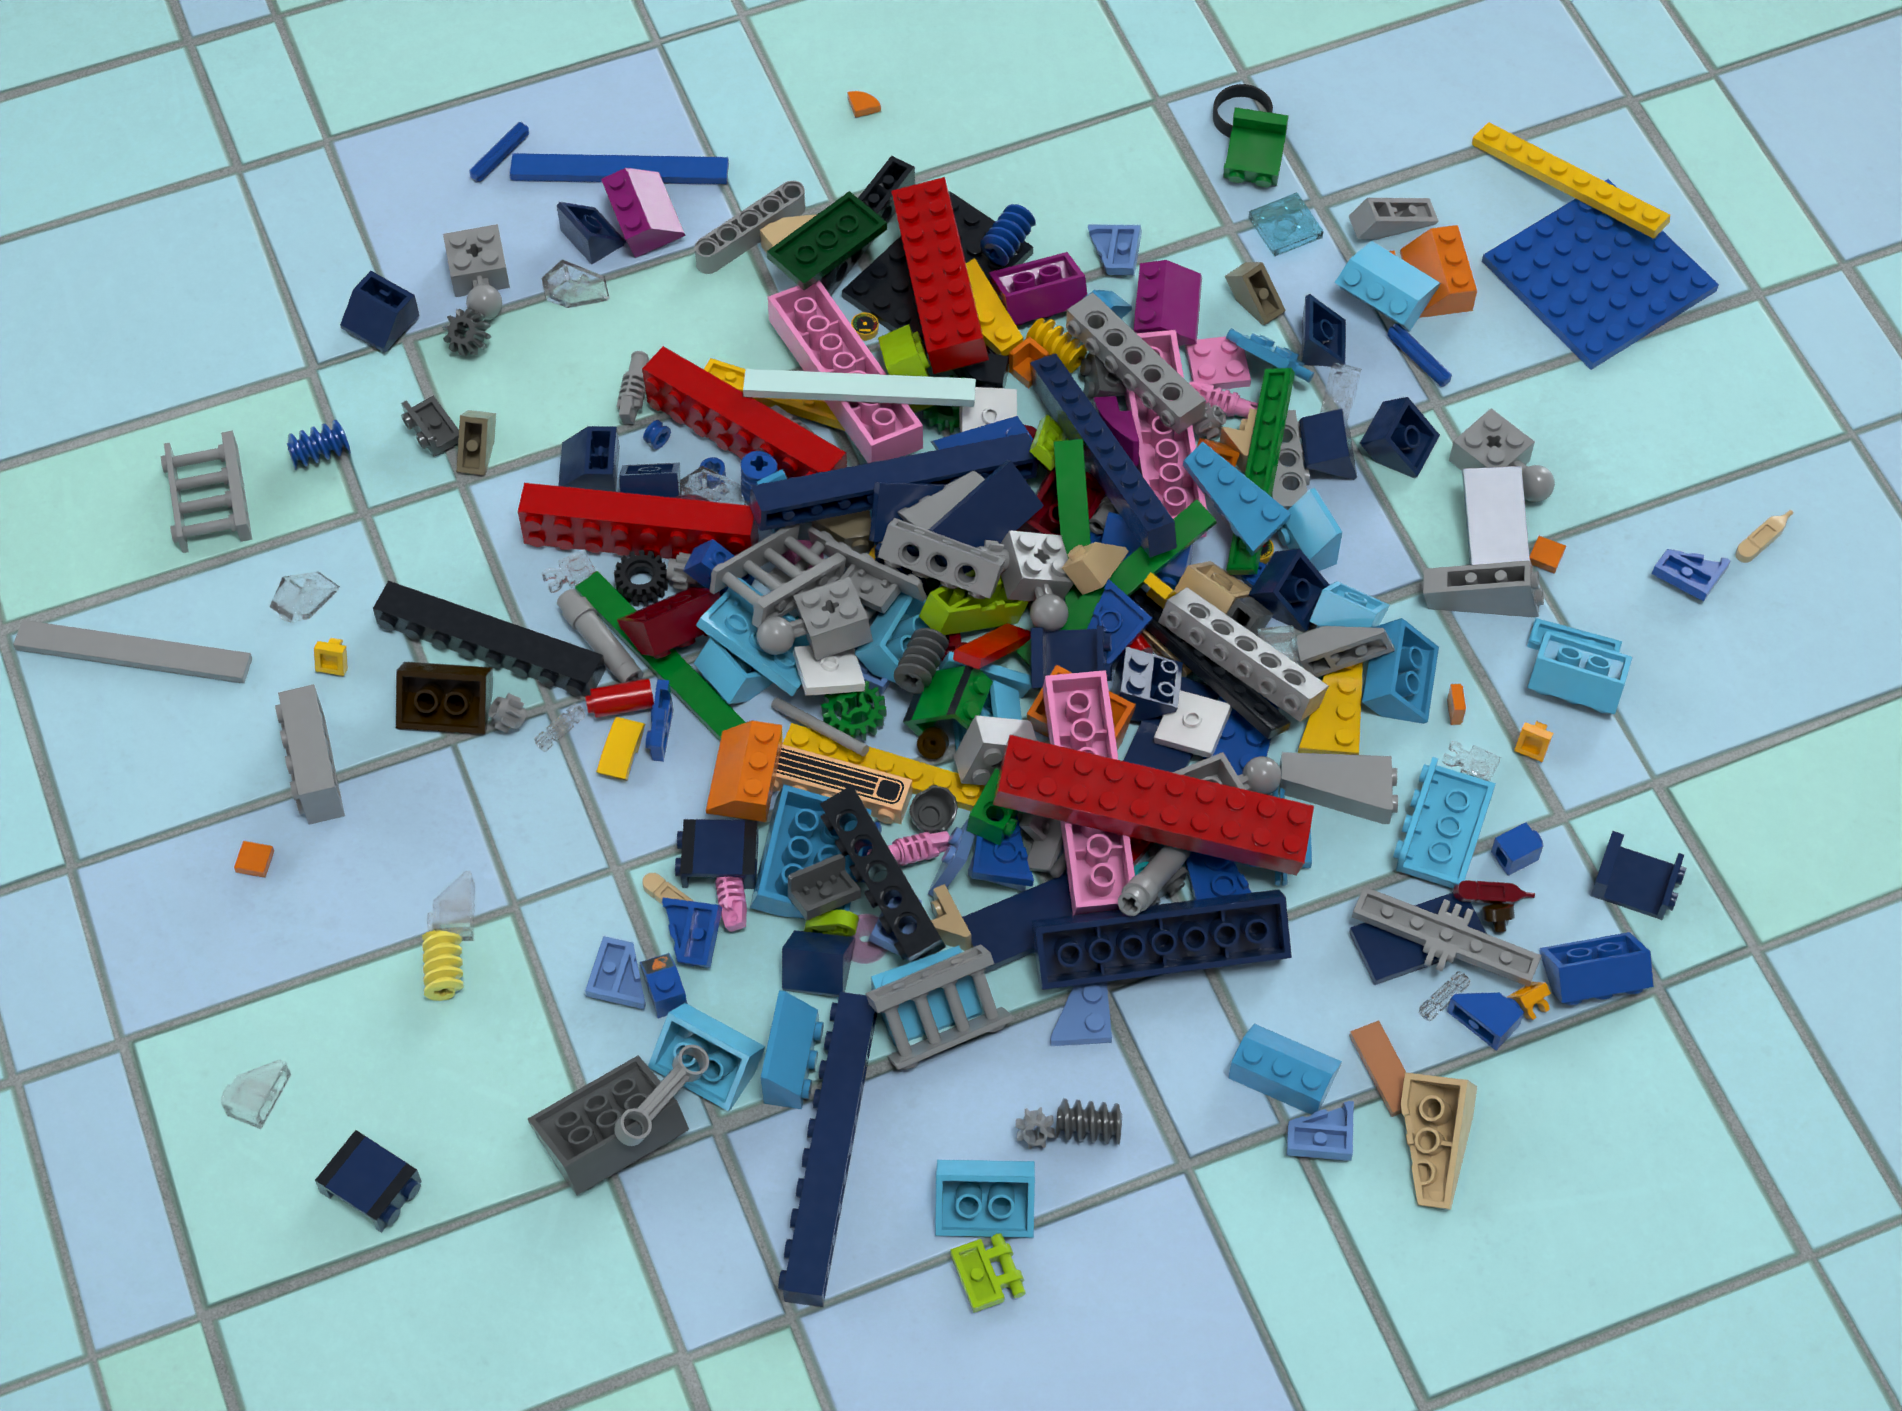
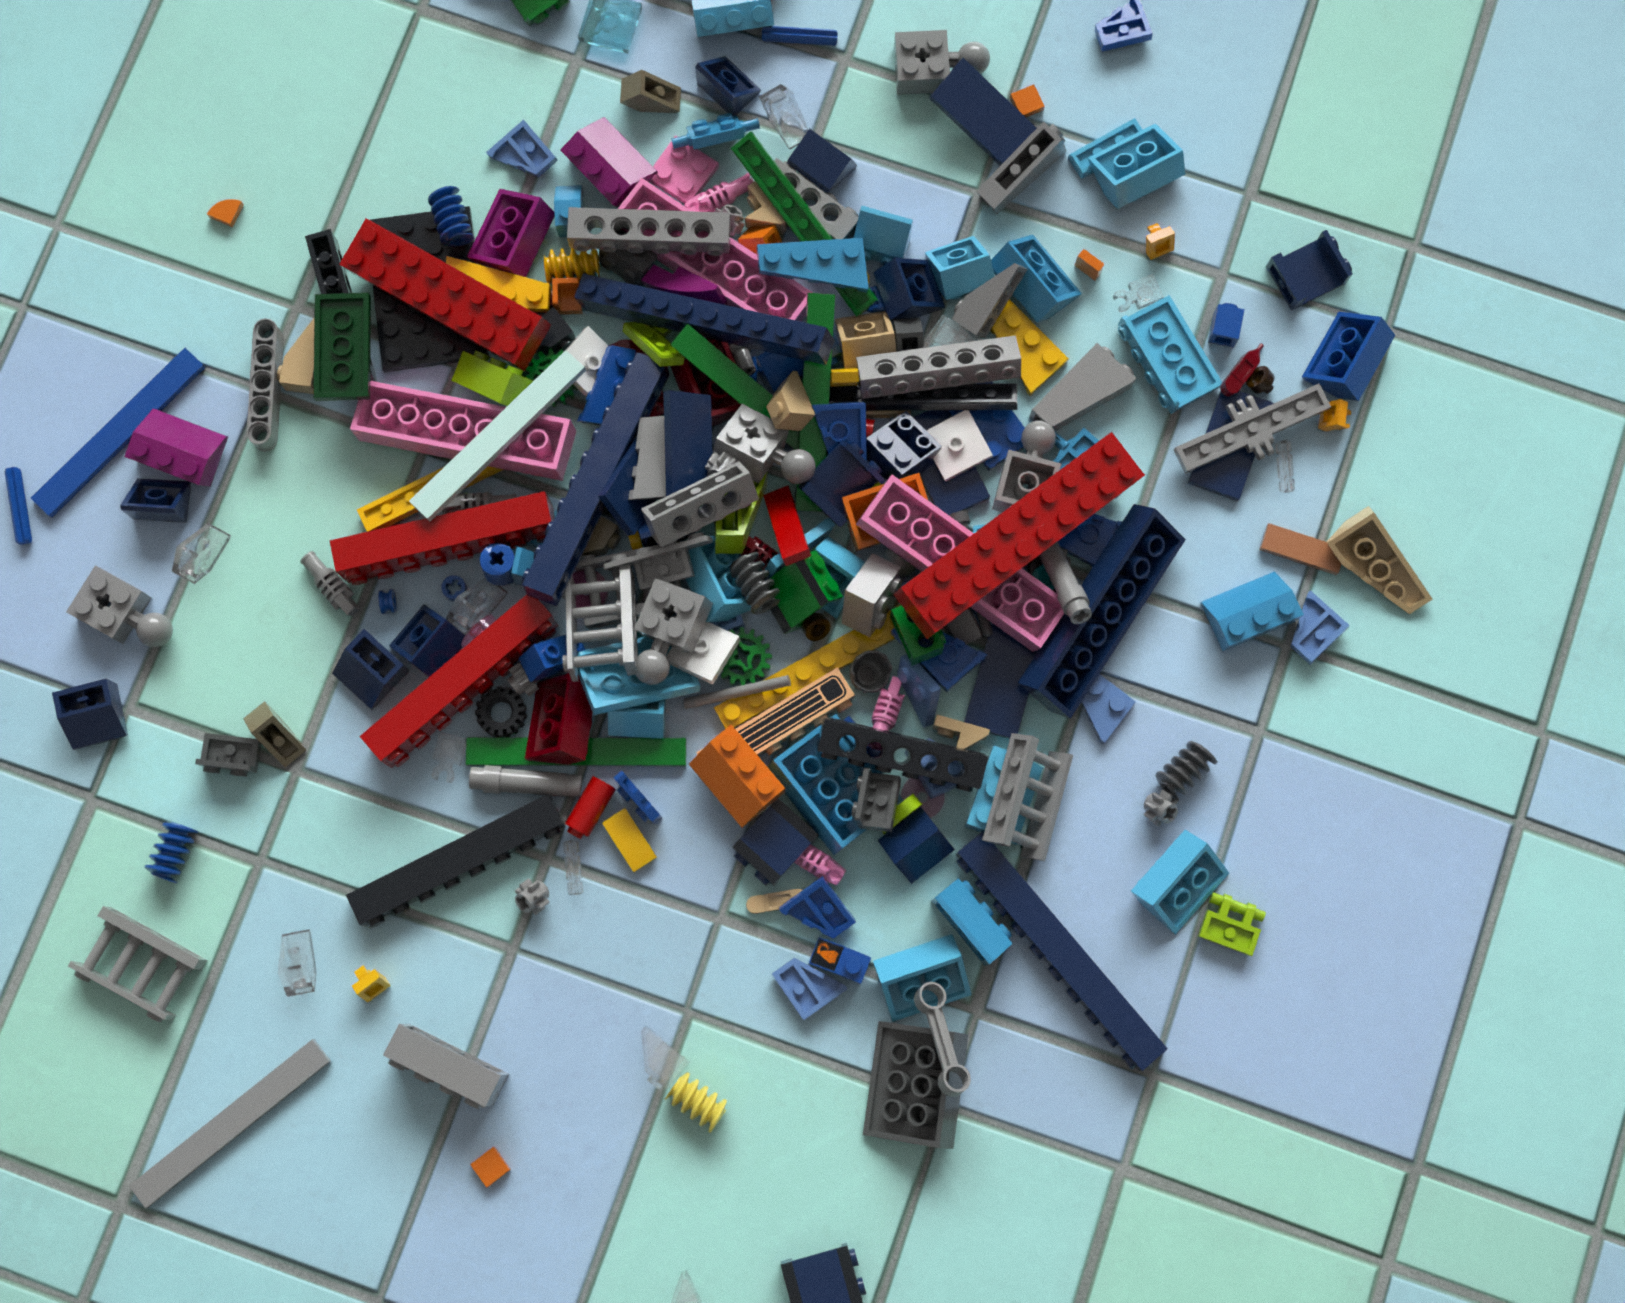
camera: 50 degrees left, 20 degrees up
(443, 697) = (476, 930): dark brown slope -> none
(474, 336) = (160, 659): dark grey gear -> none
(865, 325) = (426, 378): tile -> none
(1400, 437) = (855, 109): dark blue slope -> none
(1487, 1015) = (1327, 453): blue slope -> none

